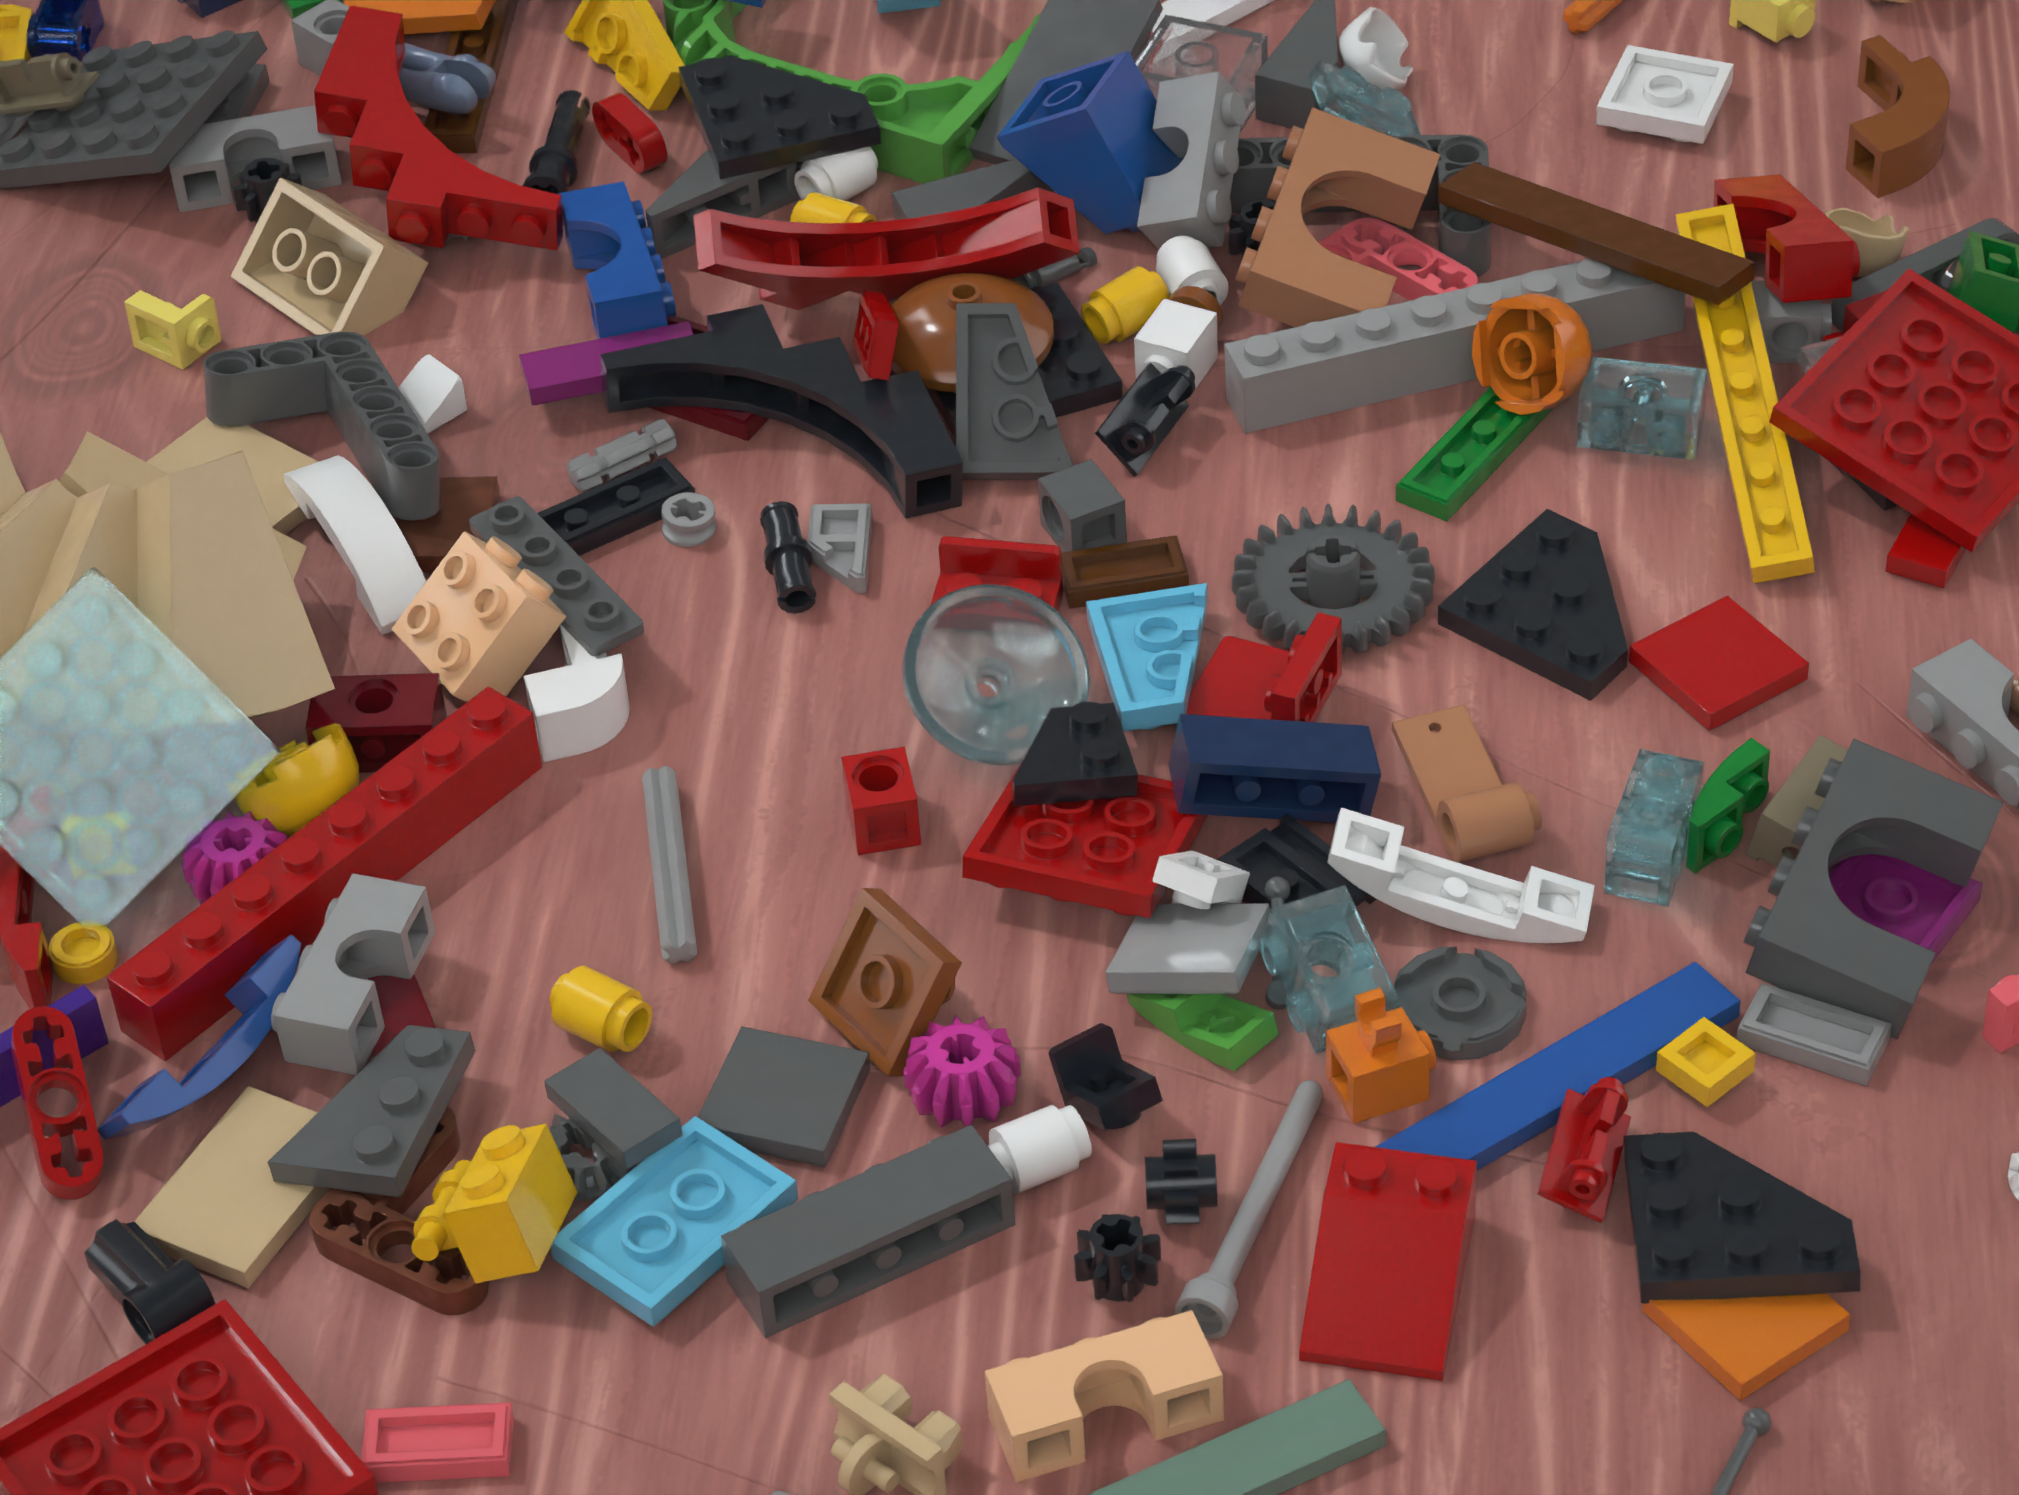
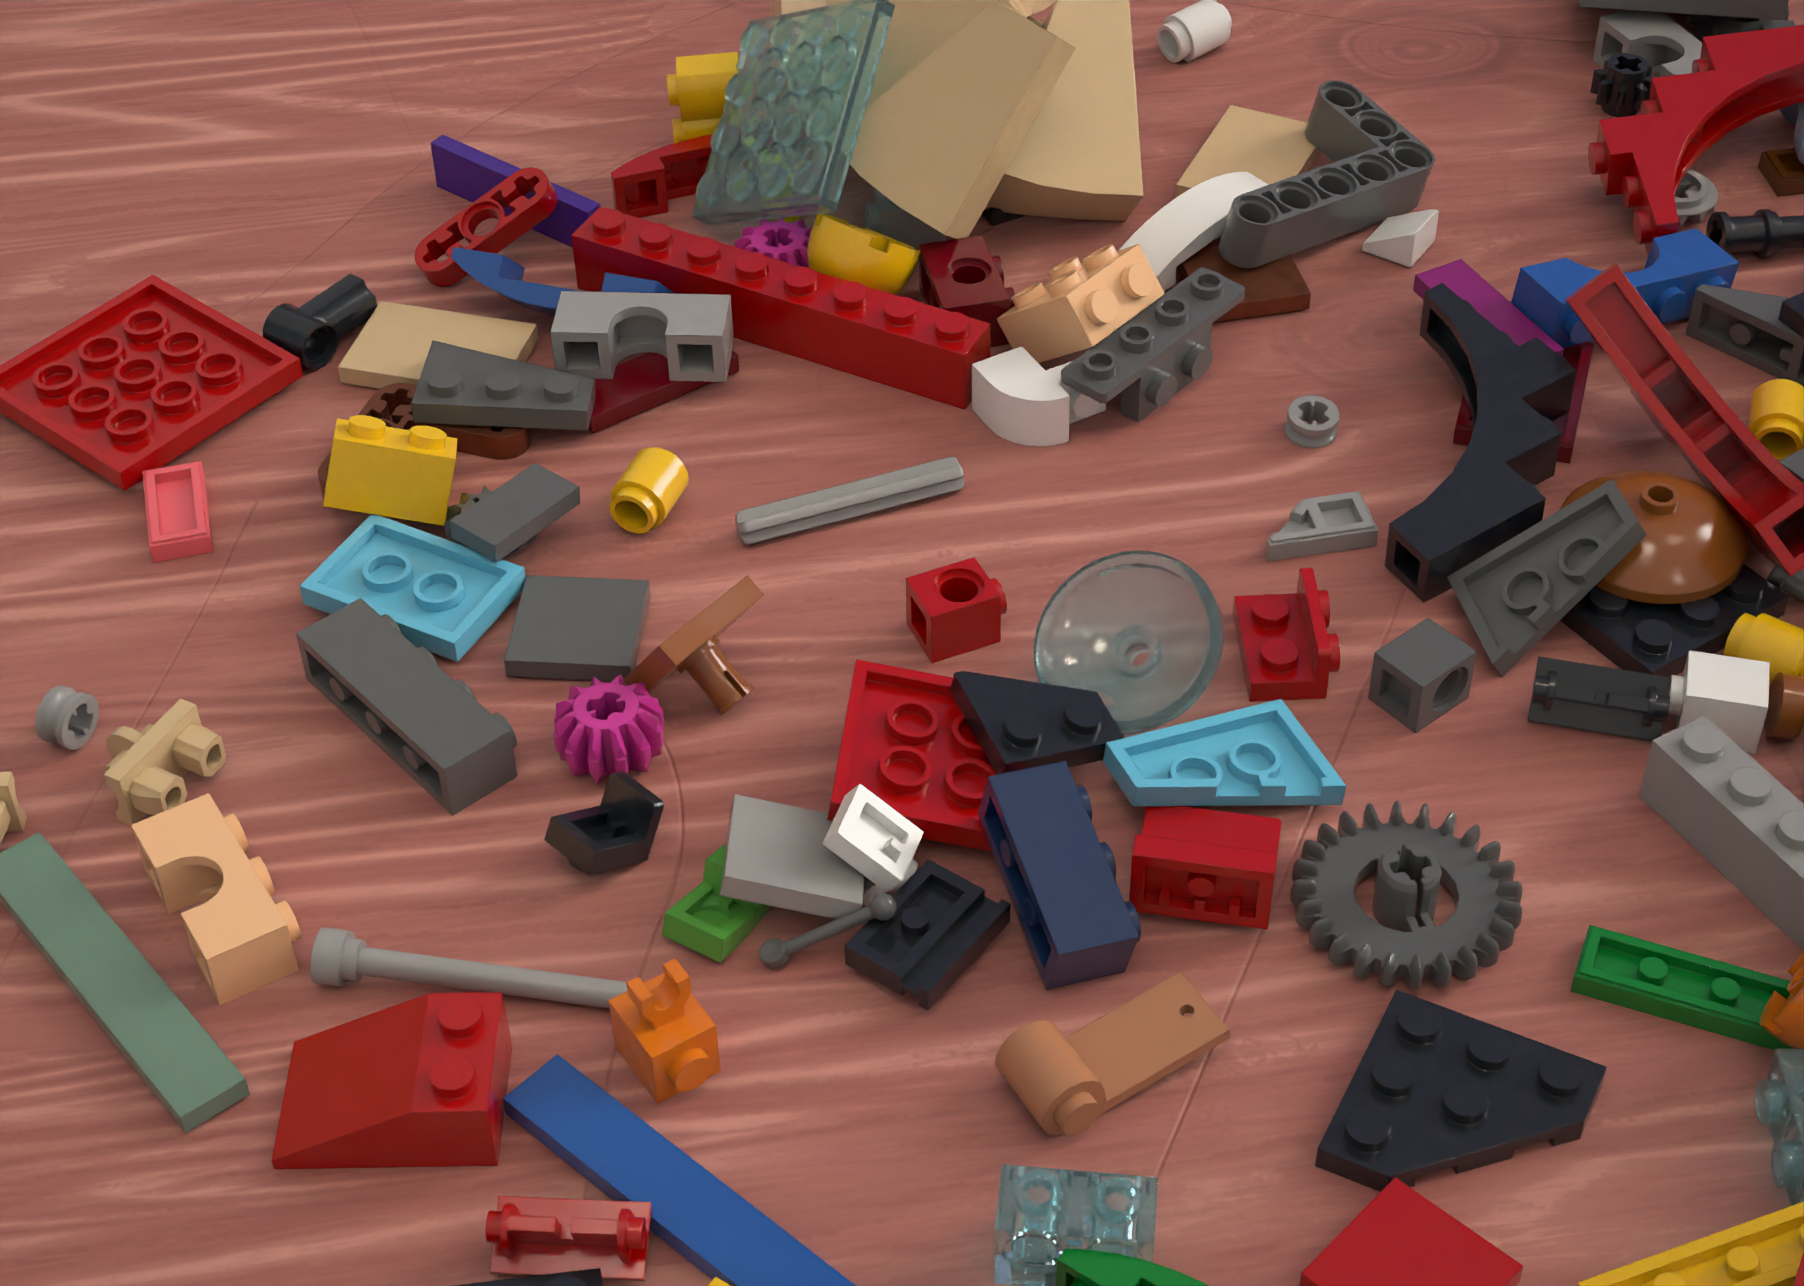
camera: 75 degrees right, 0 degrees up
(80, 956) = (678, 213): yellow tile -> none
(172, 332) = (1416, 82): light yellow bracket -> none
(326, 264) = (1544, 138): tan slope -> none
(616, 506) = (1298, 369): black tile -> none
(621, 455) = (1381, 363): light grey axle -> none
(788, 557) = (1276, 489): black pin -> none
(875, 334) = (1576, 455): red tile -> none
(1040, 1146) = (517, 796): white brick -> none
(1117, 1257) = (384, 877): black gear -> none
(1123, 570) = (1363, 732): reddish brown tile -> none
(1181, 1181) = (480, 904): black gear -> none
(1327, 933) = (768, 1000): clear light blue brick -> none
(1454, 894) = (941, 1060): white slope -> none
(1463, 1001) = (790, 1104): dark grey tile -> none

